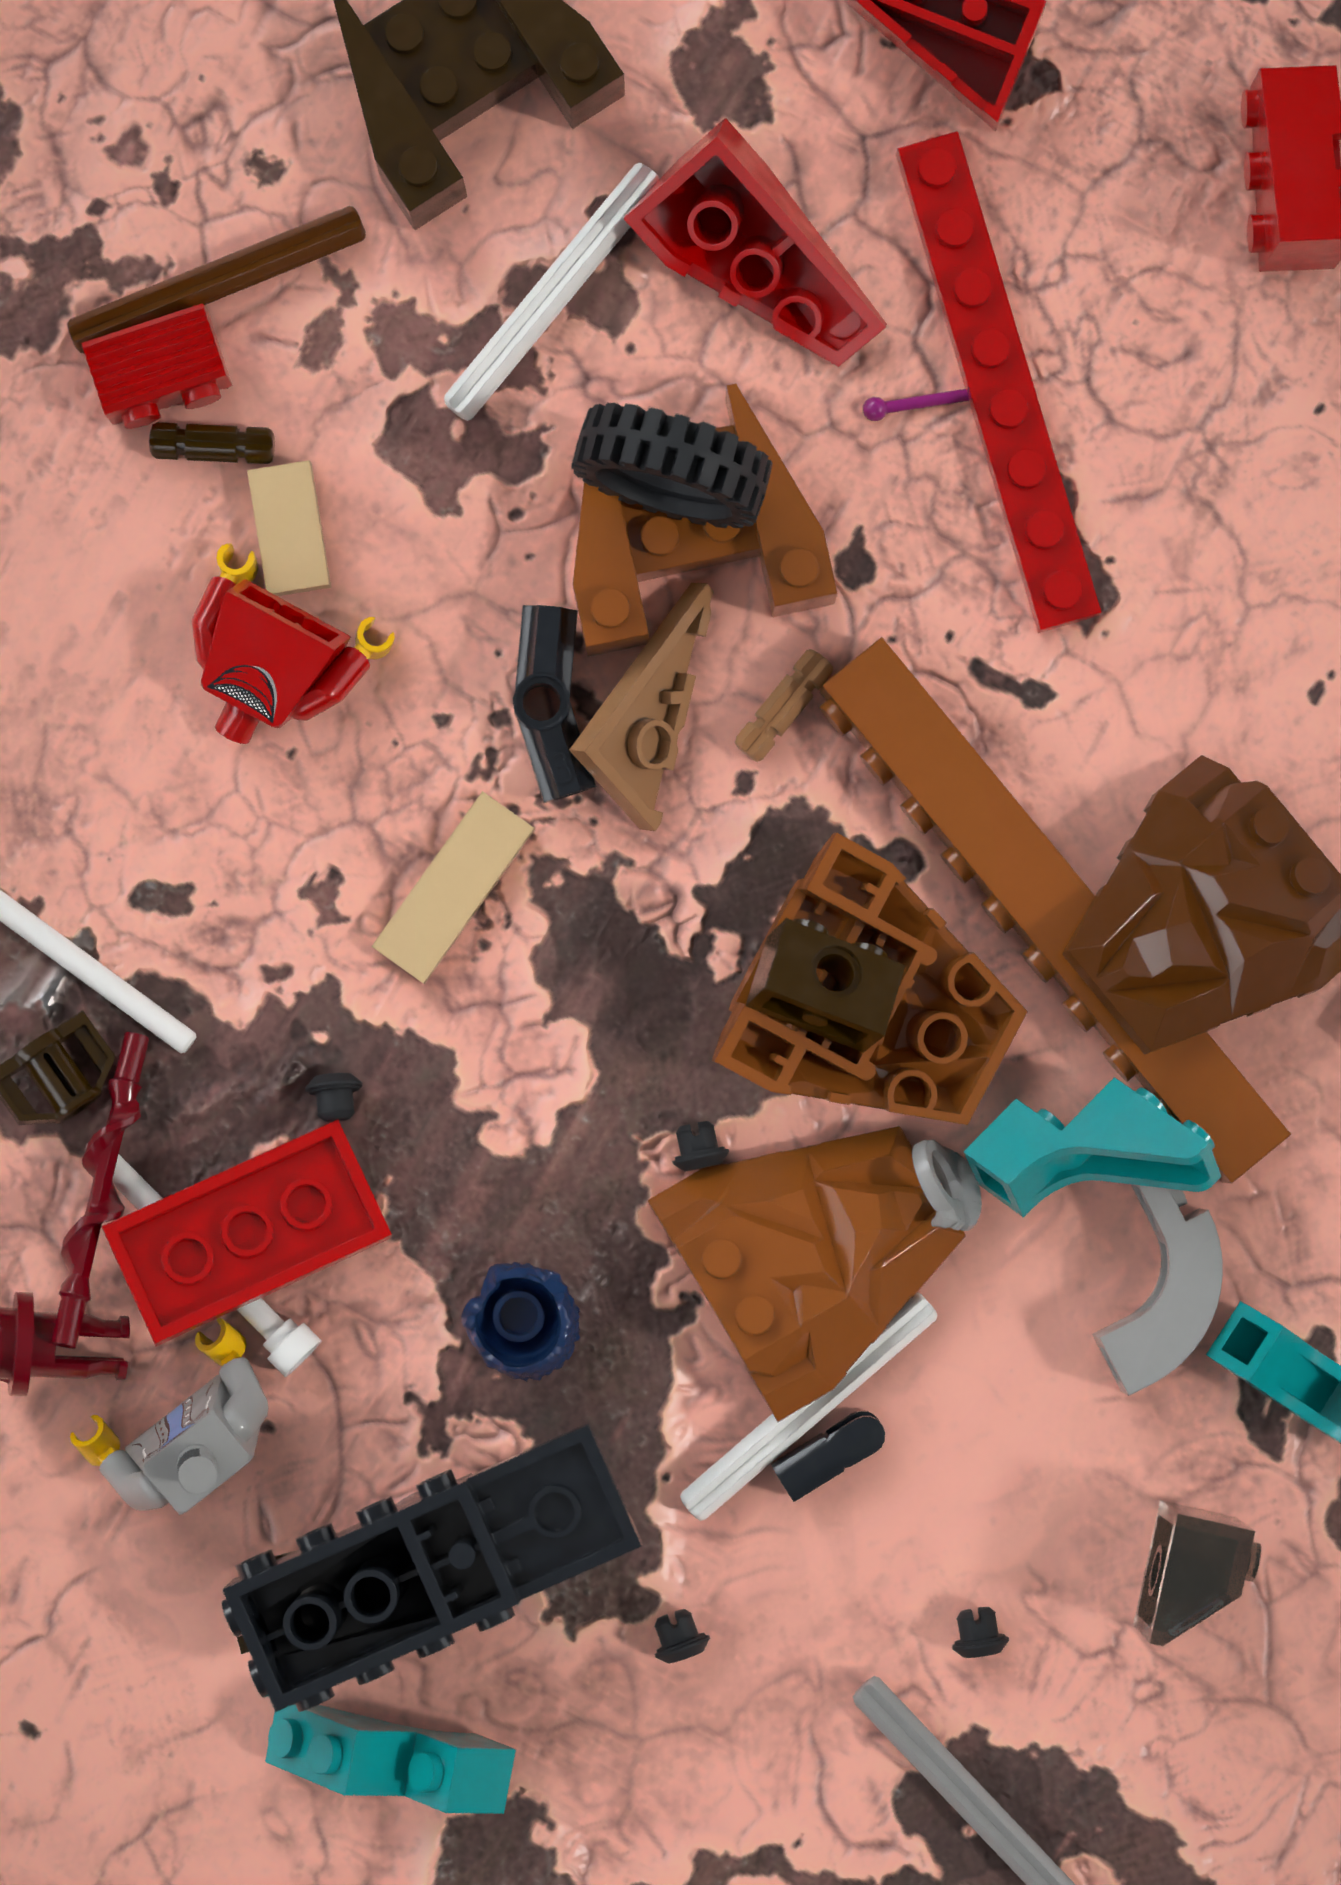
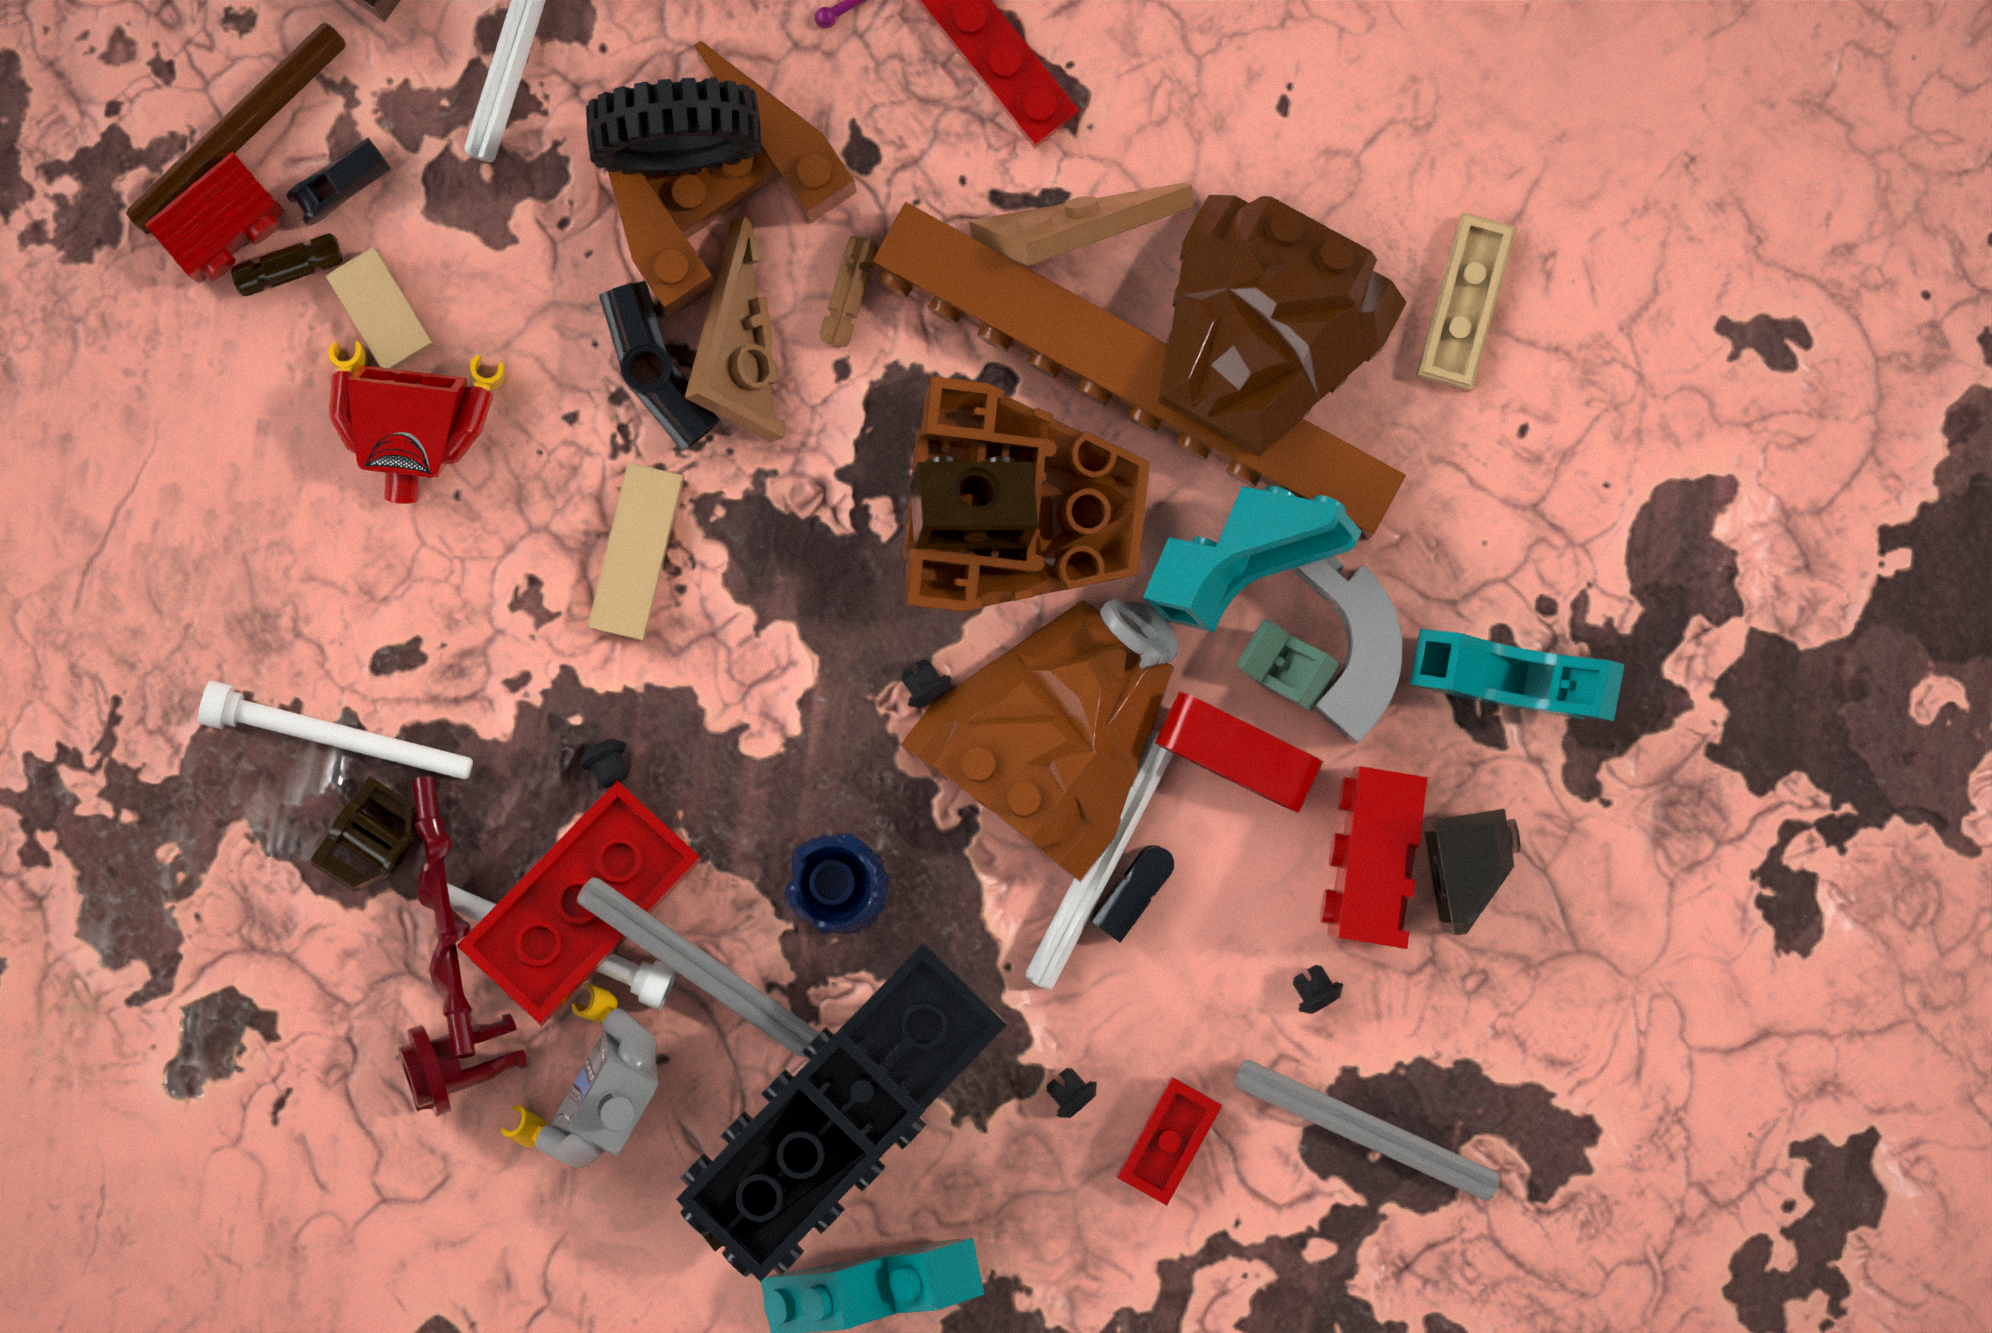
camera: 25 degrees left, 0 degrees up
(311, 375) = (348, 176): none -> black bar
(342, 1348) = (696, 965): none -> light grey axle
(761, 1729) = (1169, 1140): none -> red plate
(998, 1353) = (1239, 752): none -> red beam
(1037, 730) = (1060, 228): none -> medium nougat wing
(1086, 1283) = (1287, 665): none -> sand green bracket
(1096, 1522) = (1375, 856): none -> red wedge

